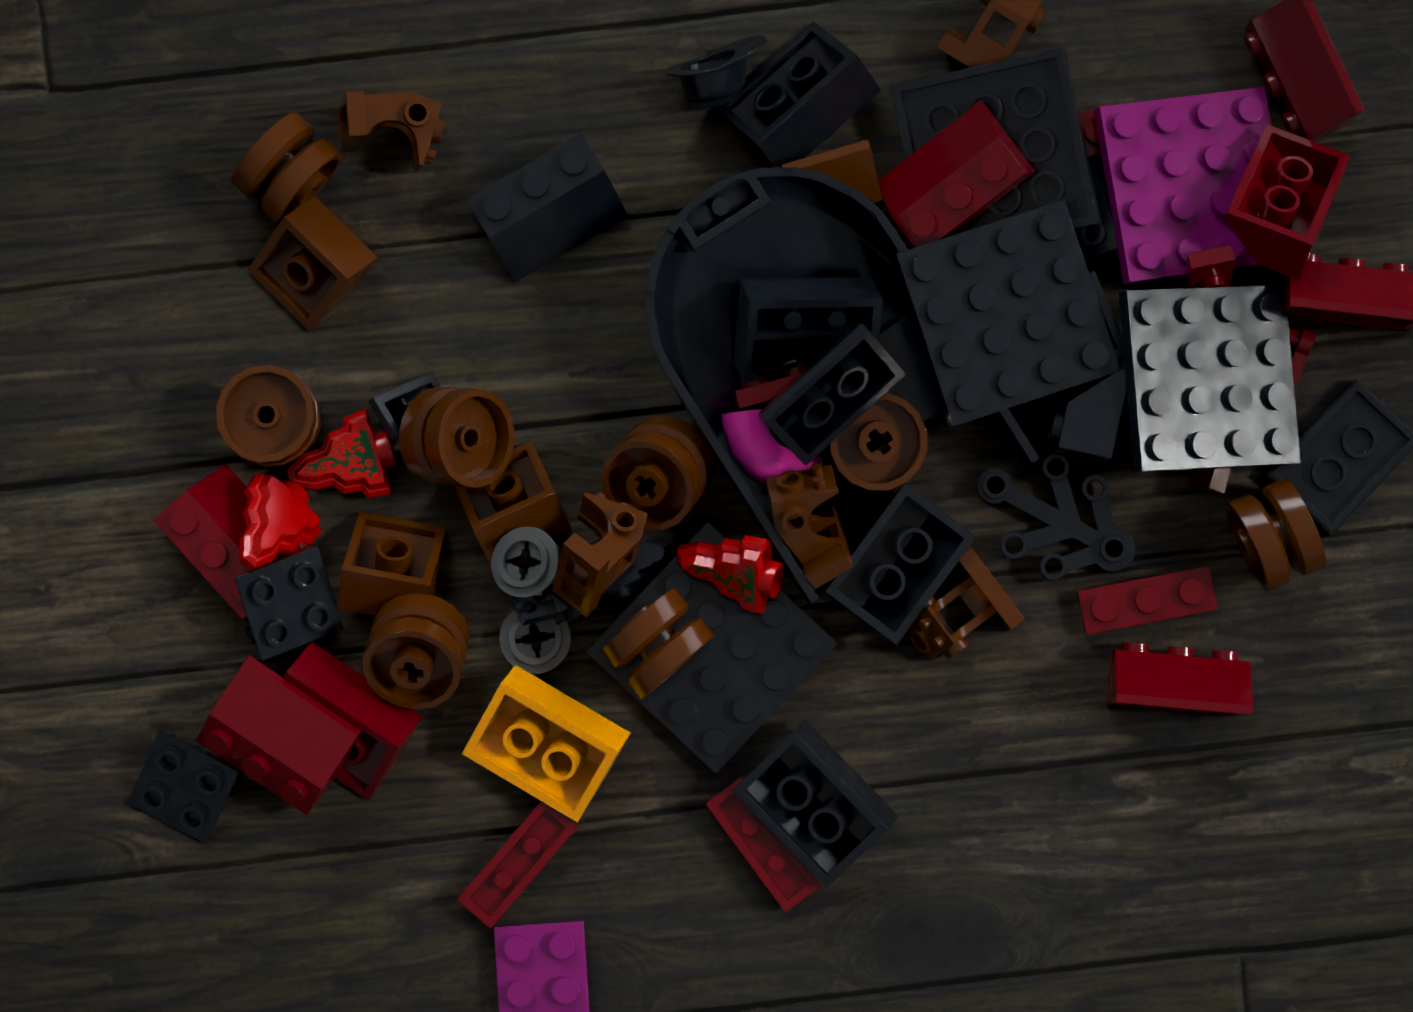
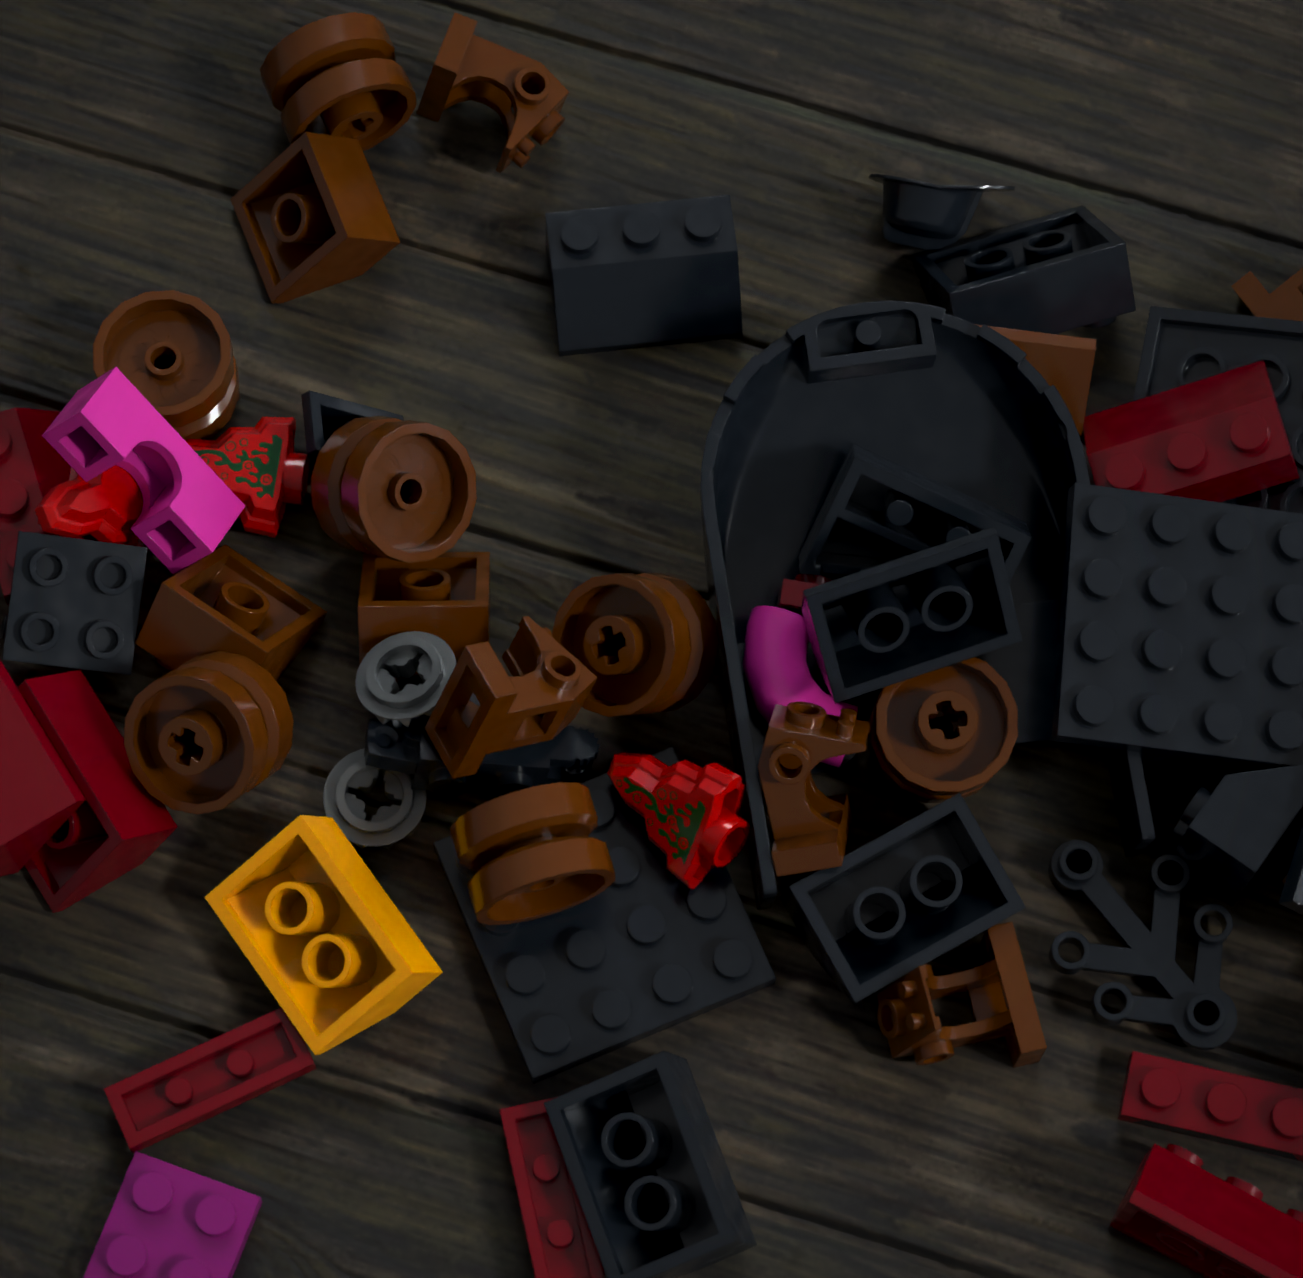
camera: 20 degrees right, 15 degrees down
(327, 505) = (183, 498): none -> dark pink arch

